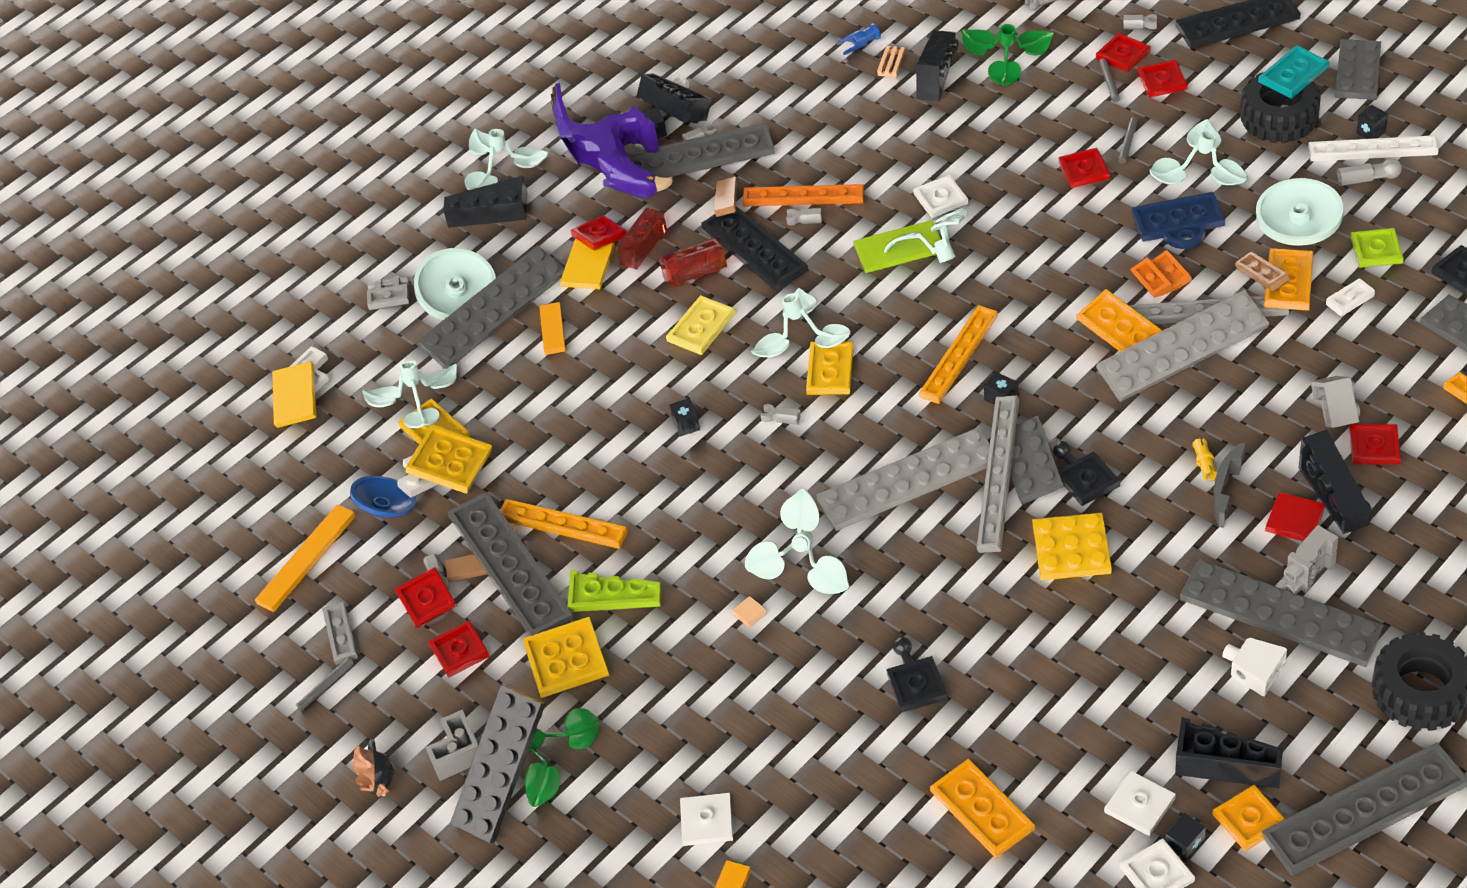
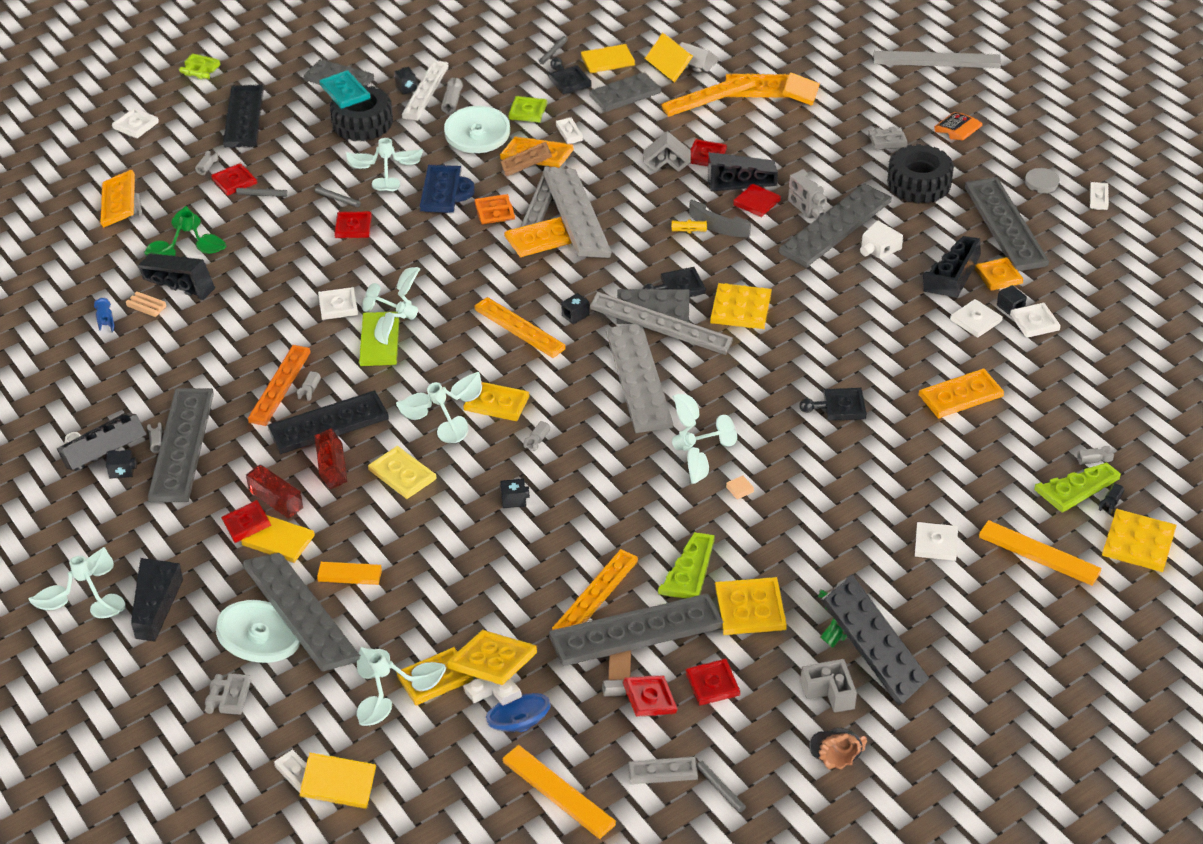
camera: 85 degrees left, 5 degrees down
(604, 149) = (145, 489): dark purple animal -> none
(726, 196) = (256, 427): tile -> none
(1162, 78) = (280, 166): red tile -> none

